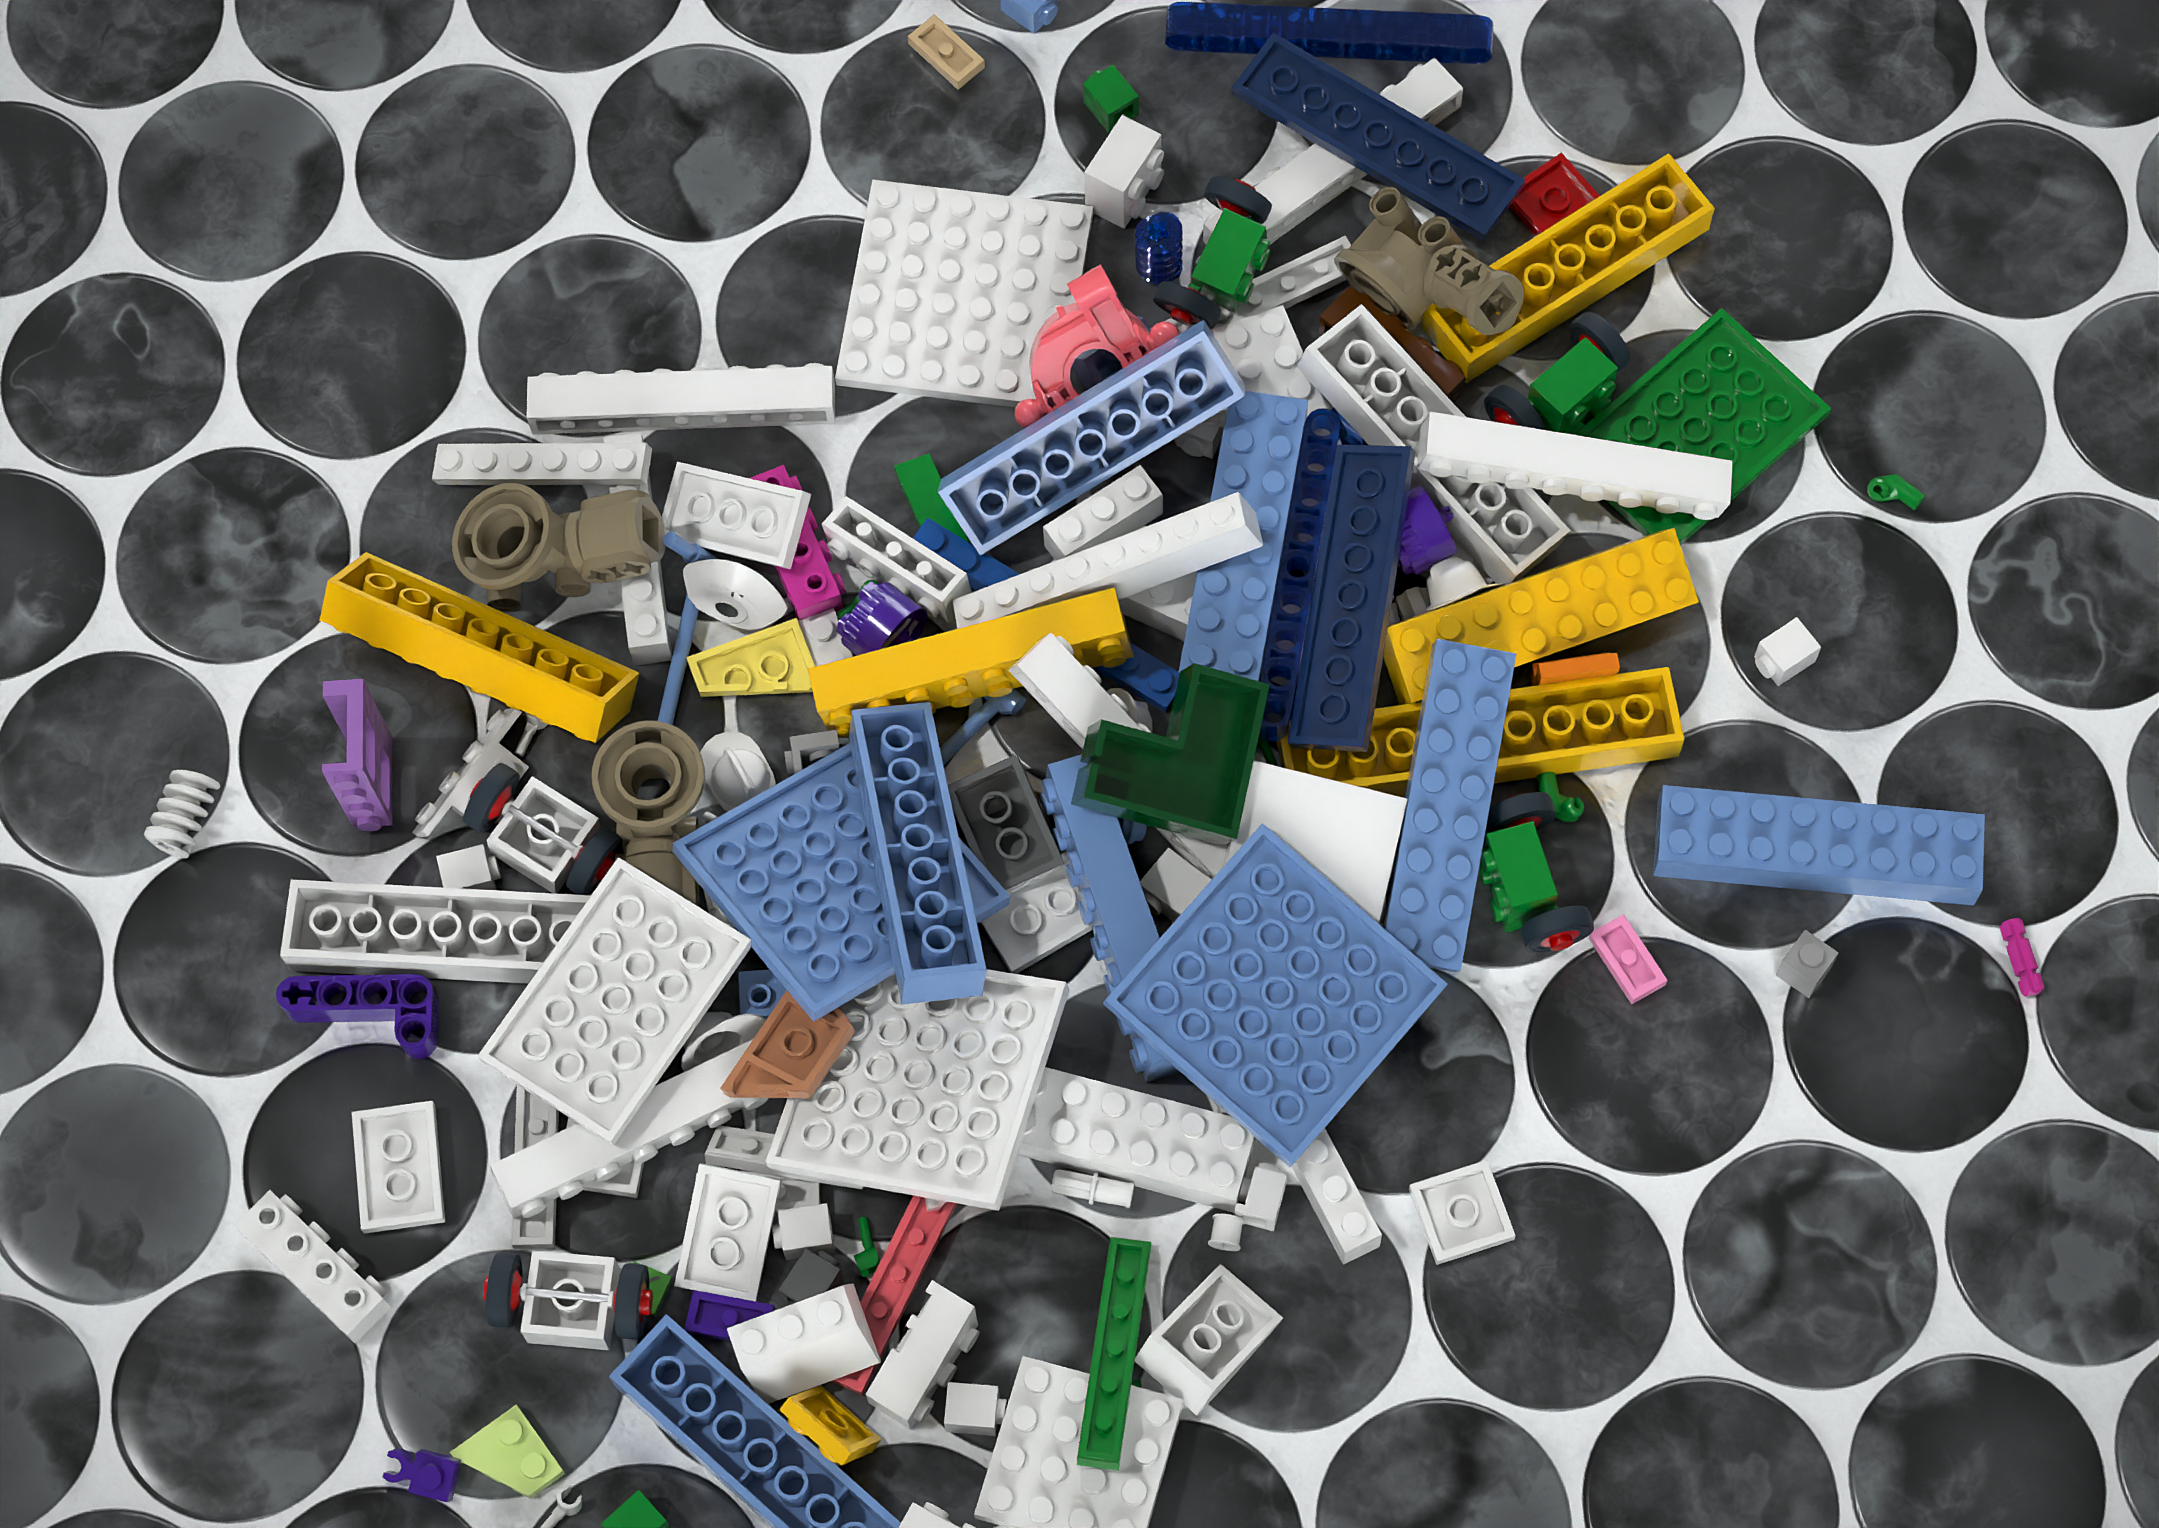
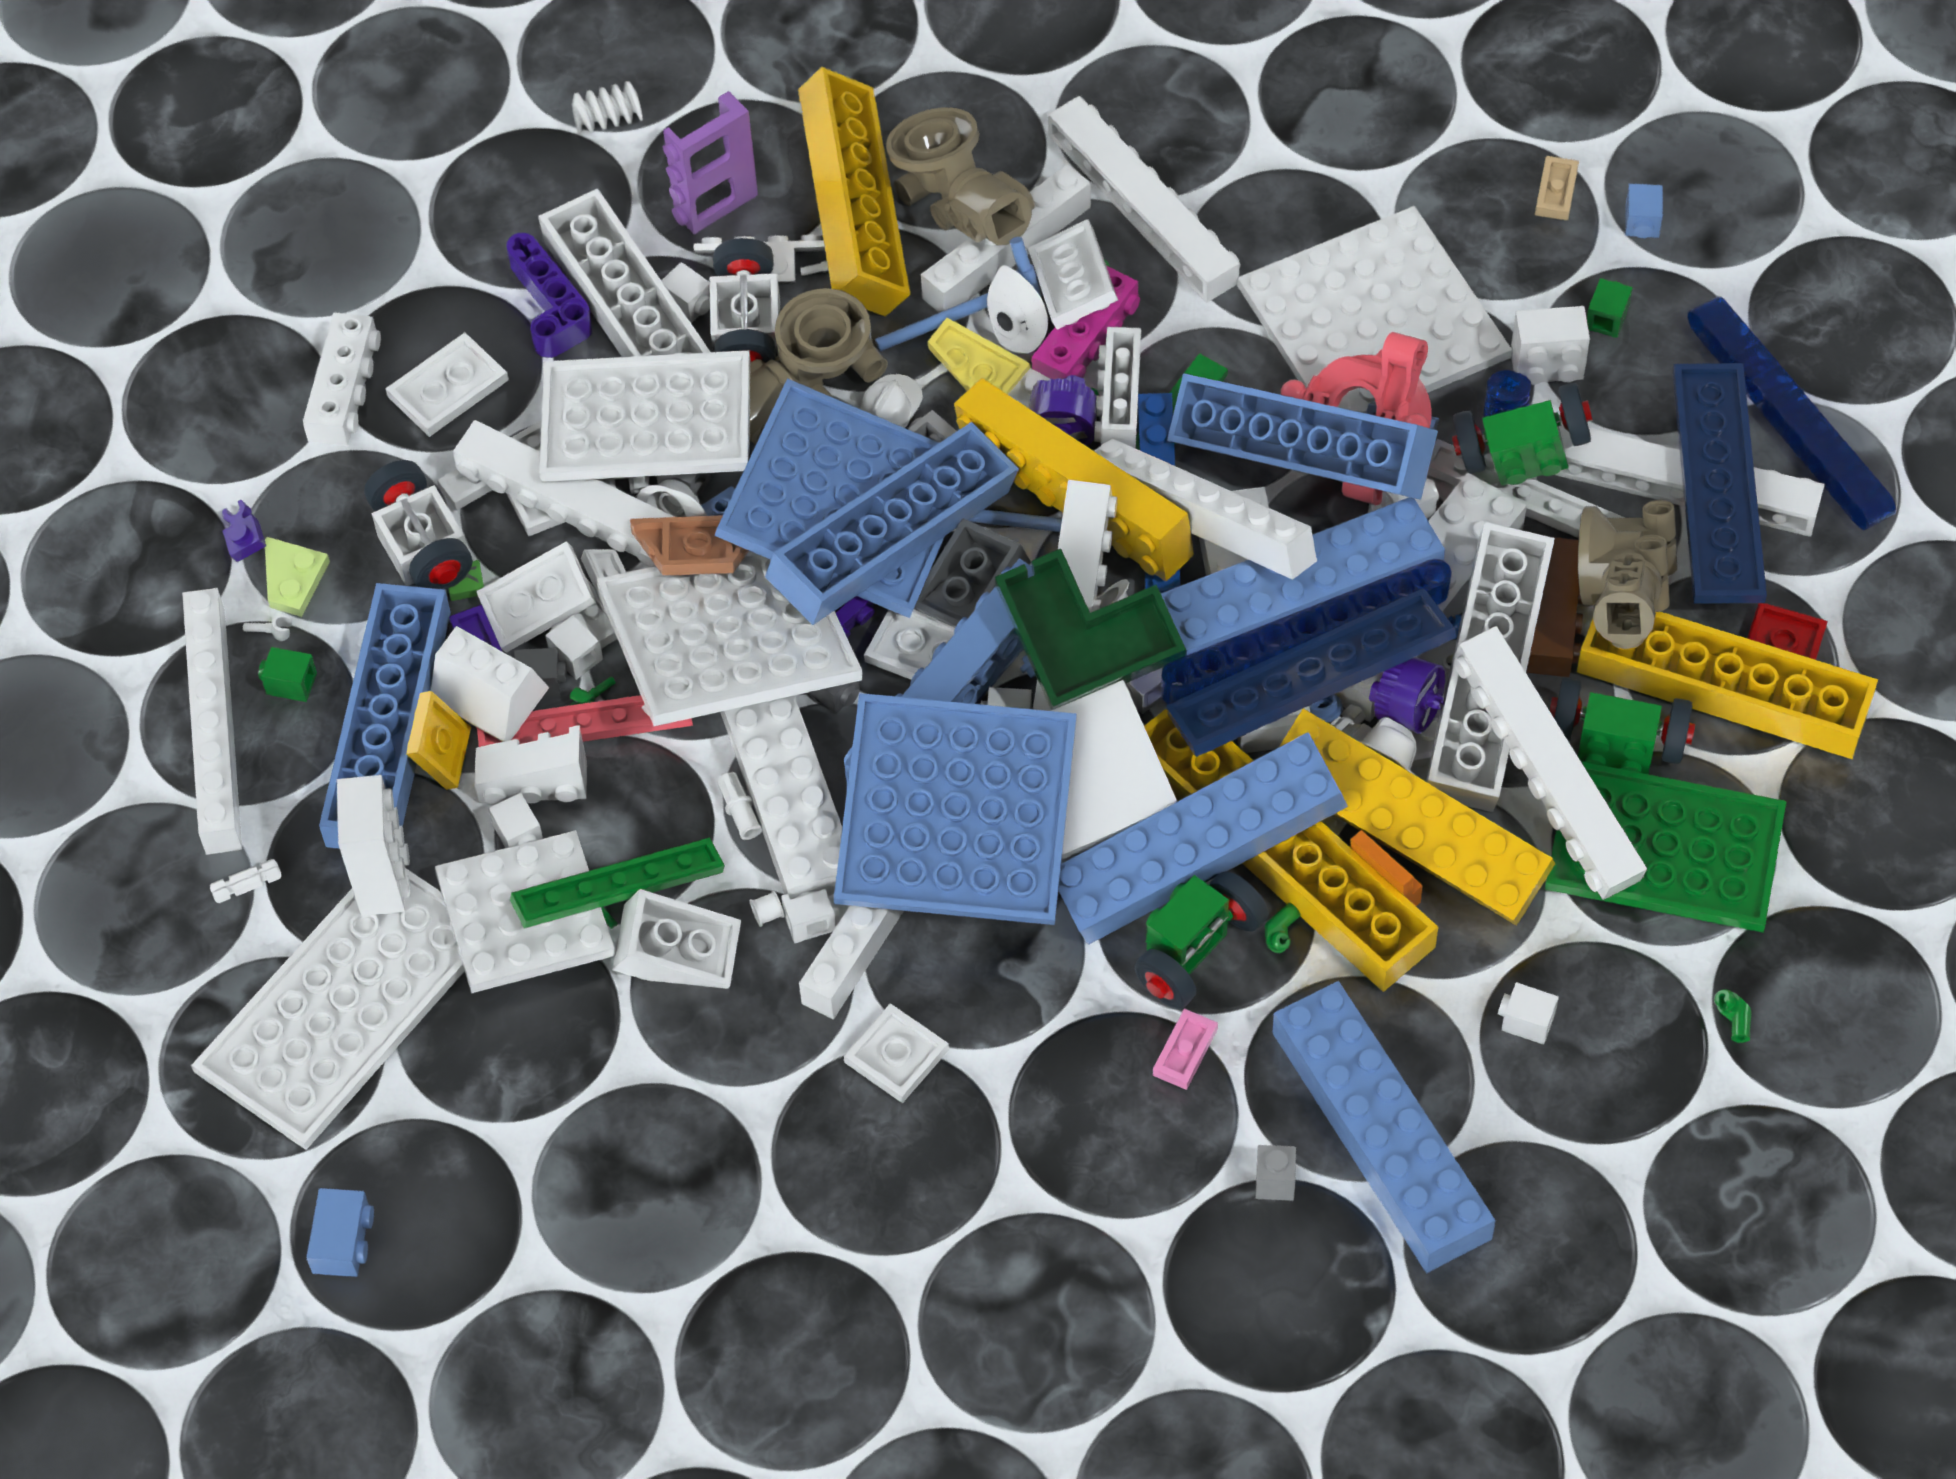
camera: 55 degrees right, 10 degrees down
(542, 464) = (1020, 143): white plate -> none
(1105, 515) = (1251, 479): white brick -> none
(2021, 957) = (1406, 1328): dark pink axle -> none

